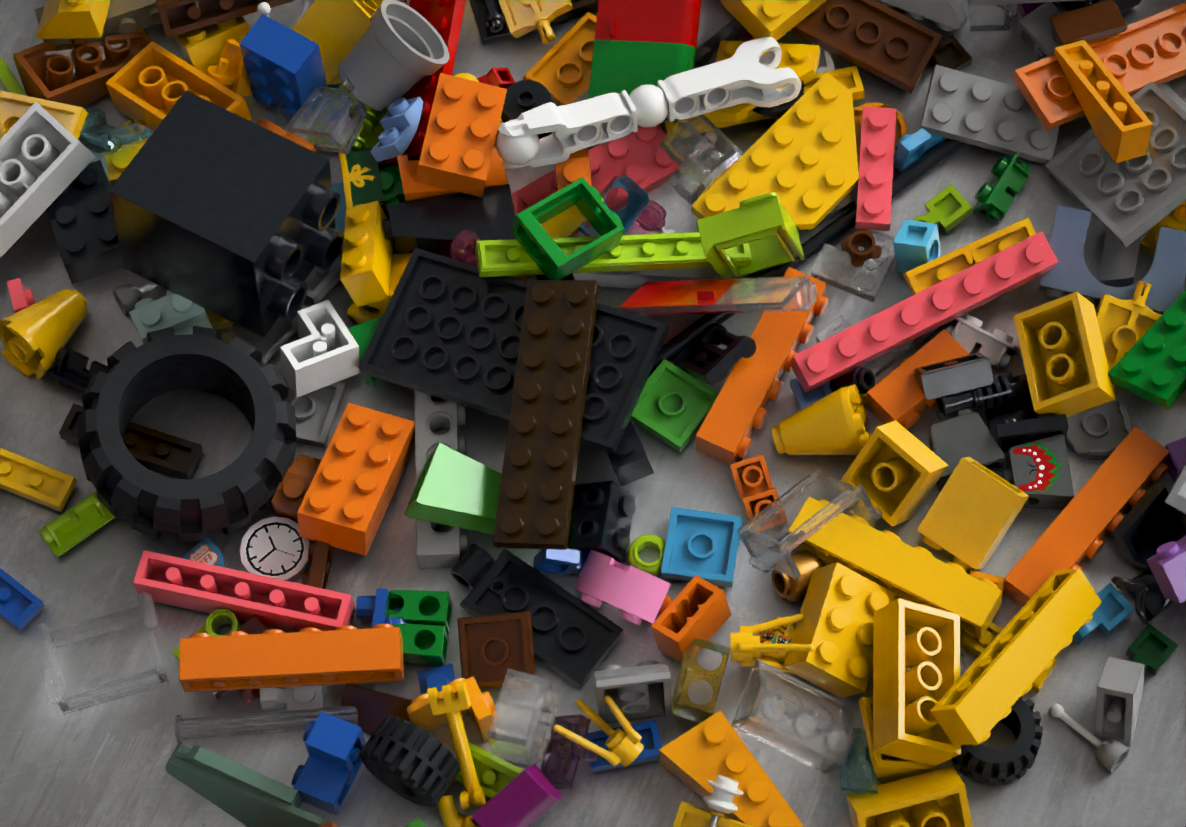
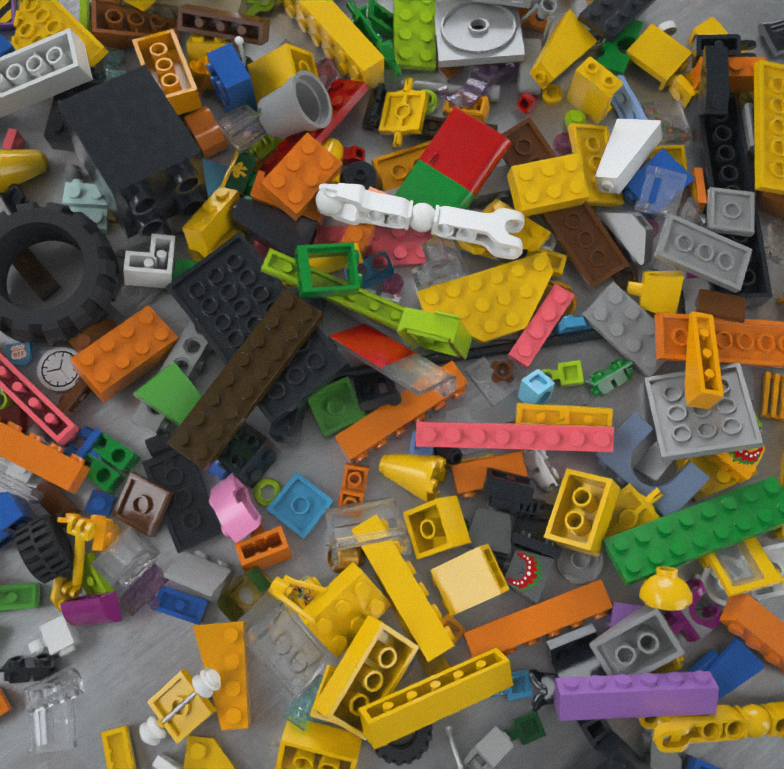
camera: 20 degrees right, 10 degrees up
(399, 126) = (277, 151): light blue slope -> none
(463, 247) = (264, 244): clear pink plate -> none
(622, 746) = (172, 608): yellow plant -> none
(998, 48) = (658, 291): none -> yellow torso

